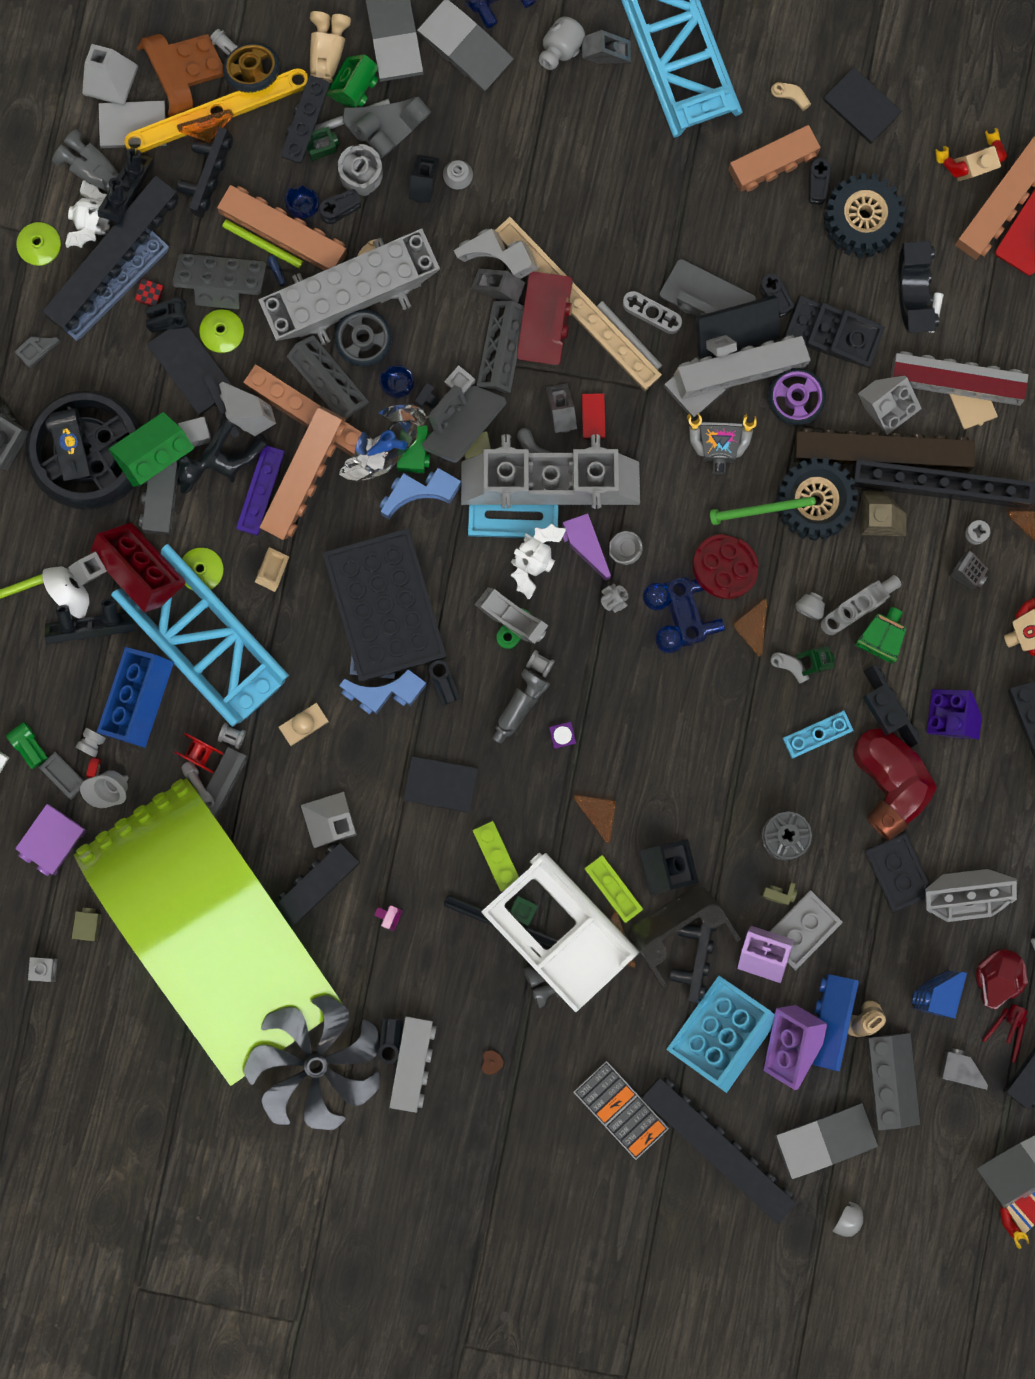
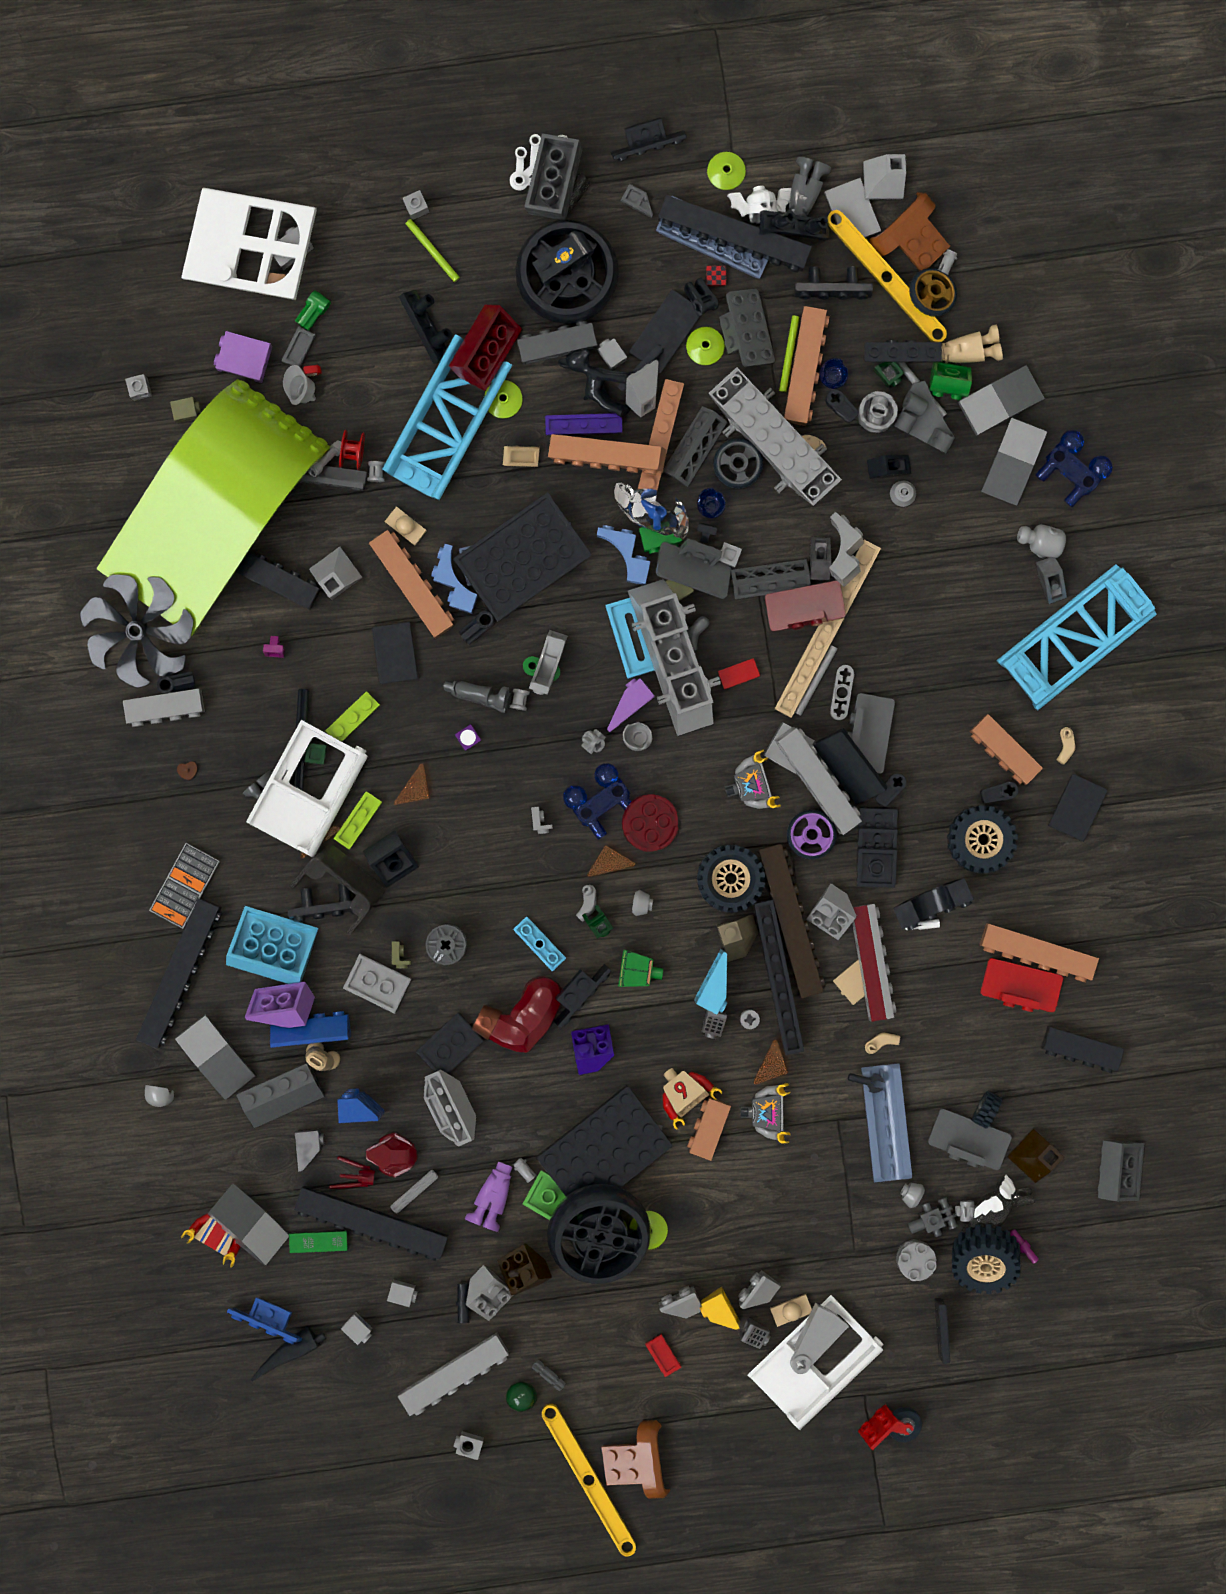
camera: 75 degrees right, 5 degrees up
(55, 581) = (454, 285): white piece -> none
(87, 569) = (470, 307): light grey brick -> none
(90, 743) = (329, 360): light grey wheel -> none
(135, 697) = (379, 383): blue brick -> none
(150, 449) = (582, 324): green slope -> none
(207, 126) = (869, 273): clear orange tile -> none
(276, 270) = (771, 372): dark blue pin -> none
(371, 738) = (411, 584): none -> nougat brick
(534, 557) = (604, 665): white helmet -> none
(561, 408) = (735, 645): flat silver slope -> none
(677, 687) = (537, 817): none -> light grey bracket
(717, 517) = (690, 803): bright green bar -> none
(721, 346) = (827, 757): light grey plate -> none
(765, 954) = (346, 959): lavender slope -> none
(861, 604) = (656, 943): light grey piece -> none
(930, 551) = (713, 989): none -> medium azure slope
(976, 162) = (1060, 918): torso -> none

